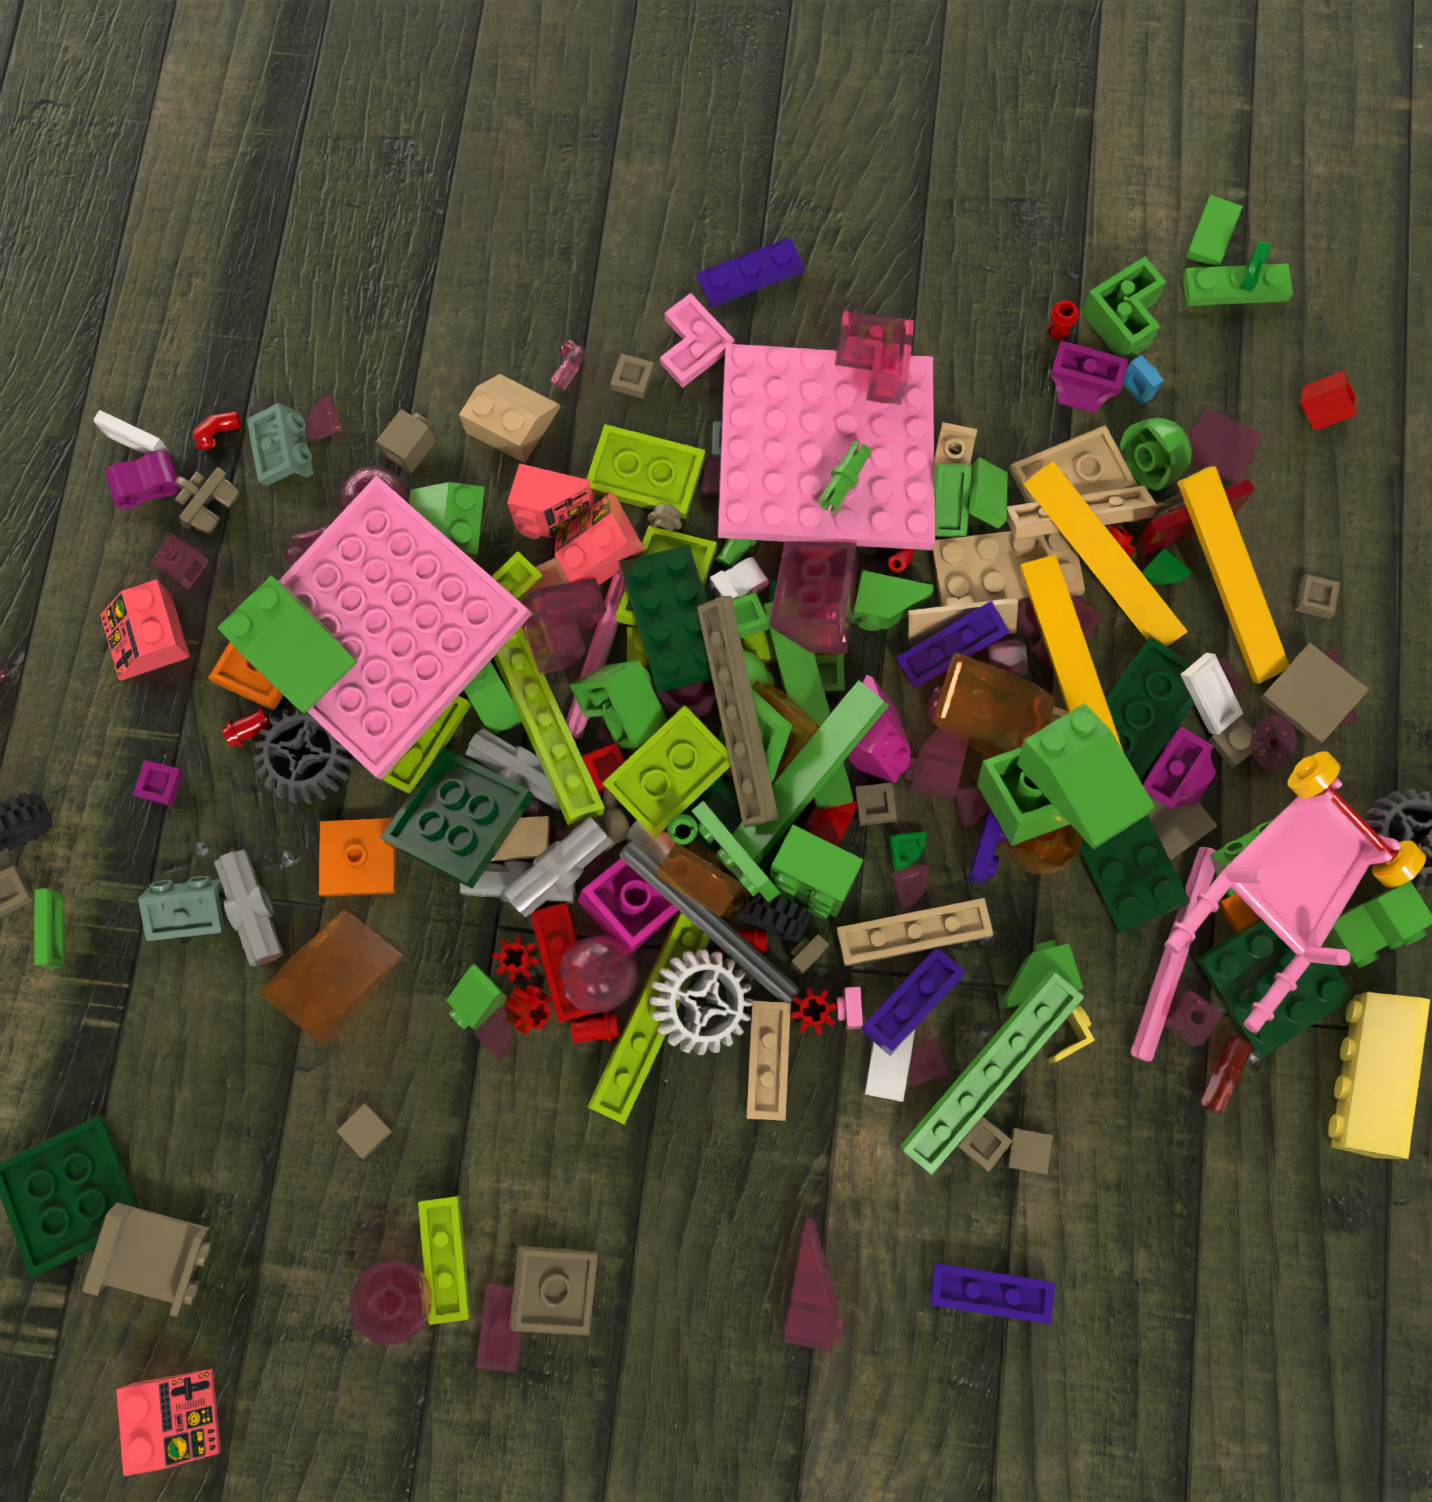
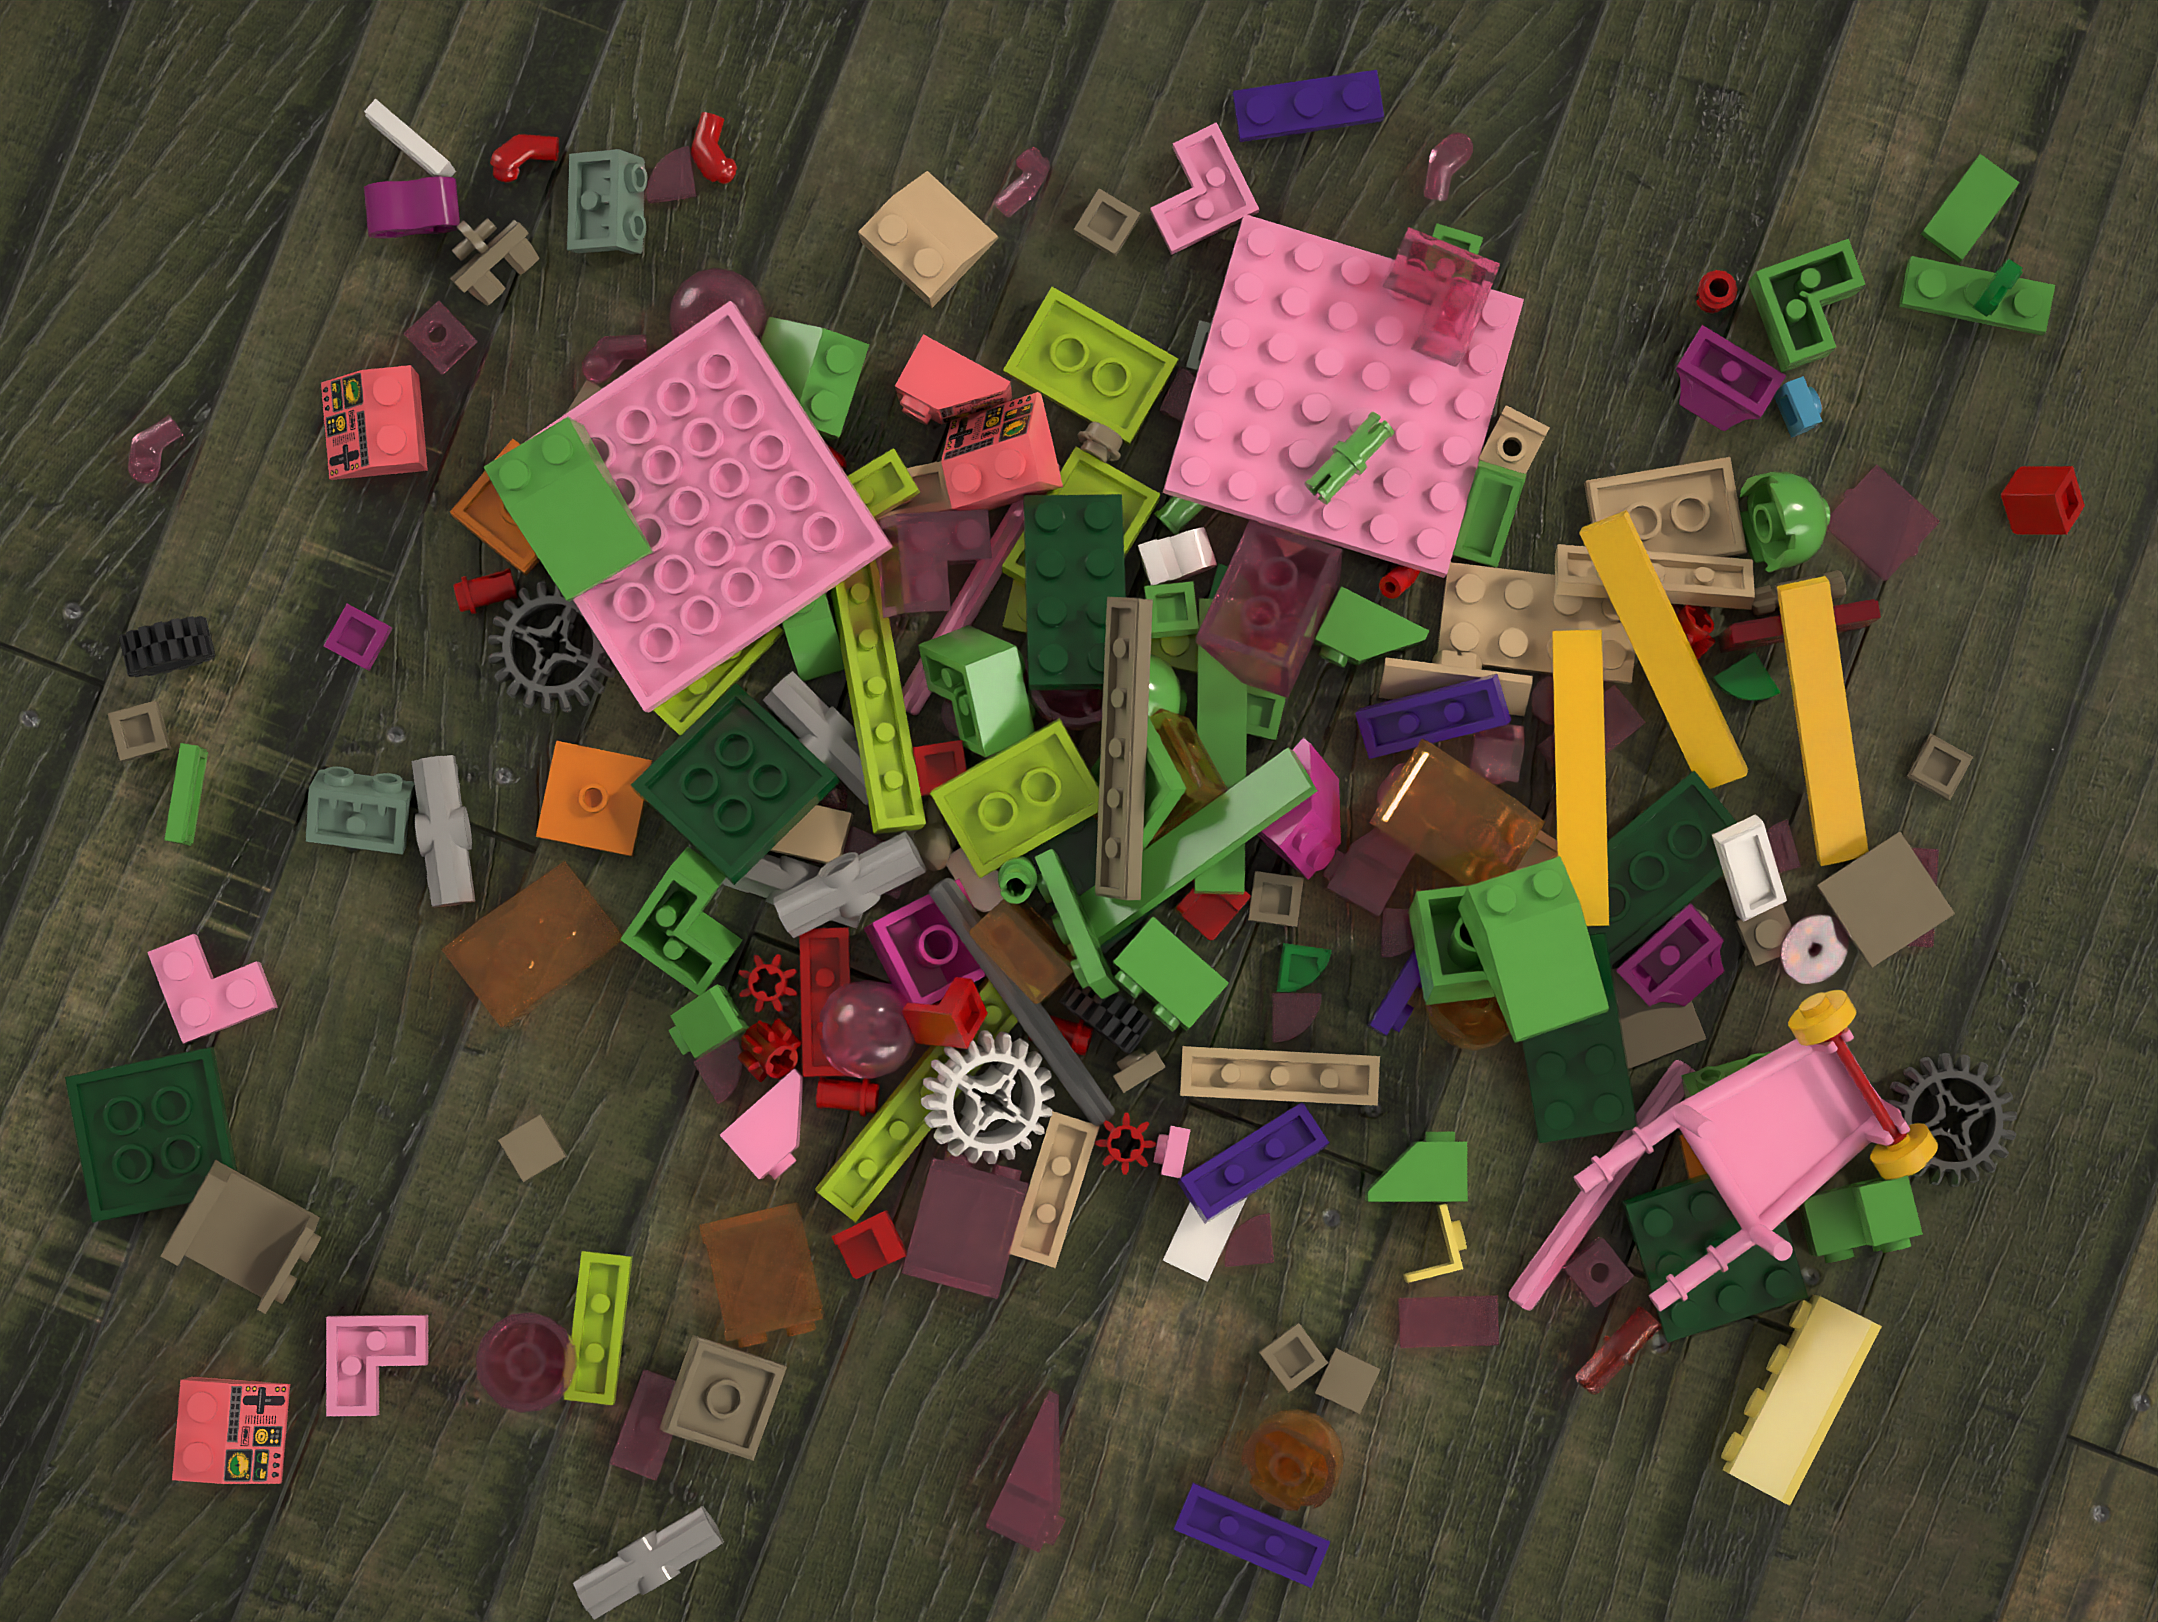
camera: 15 degrees right, 10 degrees up
(90, 1082) = (206, 1003): none -> bright pink plate
(257, 1331) = (356, 1351): none -> bright pink plate
(344, 397) = (708, 154): none -> red arm
(406, 440) = (780, 240): dark tan brick -> none
(434, 933) = (677, 932): none -> bright green brick
(524, 1442) = (648, 1562): none -> light grey piece
(542, 1068) = (769, 1129): none -> bright pink slope
(563, 1183) = (763, 1274): none -> clear orange panel
(639, 1139) = (870, 1244): none -> red panel
(660, 947) = (952, 1020): none -> red panel
(709, 1105) = (966, 1225): none -> clear pink panel
(853, 282) = (1444, 162): none -> clear pink arm
(988, 493) = (1540, 517): bright green tile -> none
(991, 1071) = (1325, 1273): bright green plate -> none
(1010, 1223) = (1294, 1459): none -> clear orange cylinder
(1092, 1085) = (1448, 1321): none -> clear pink tile

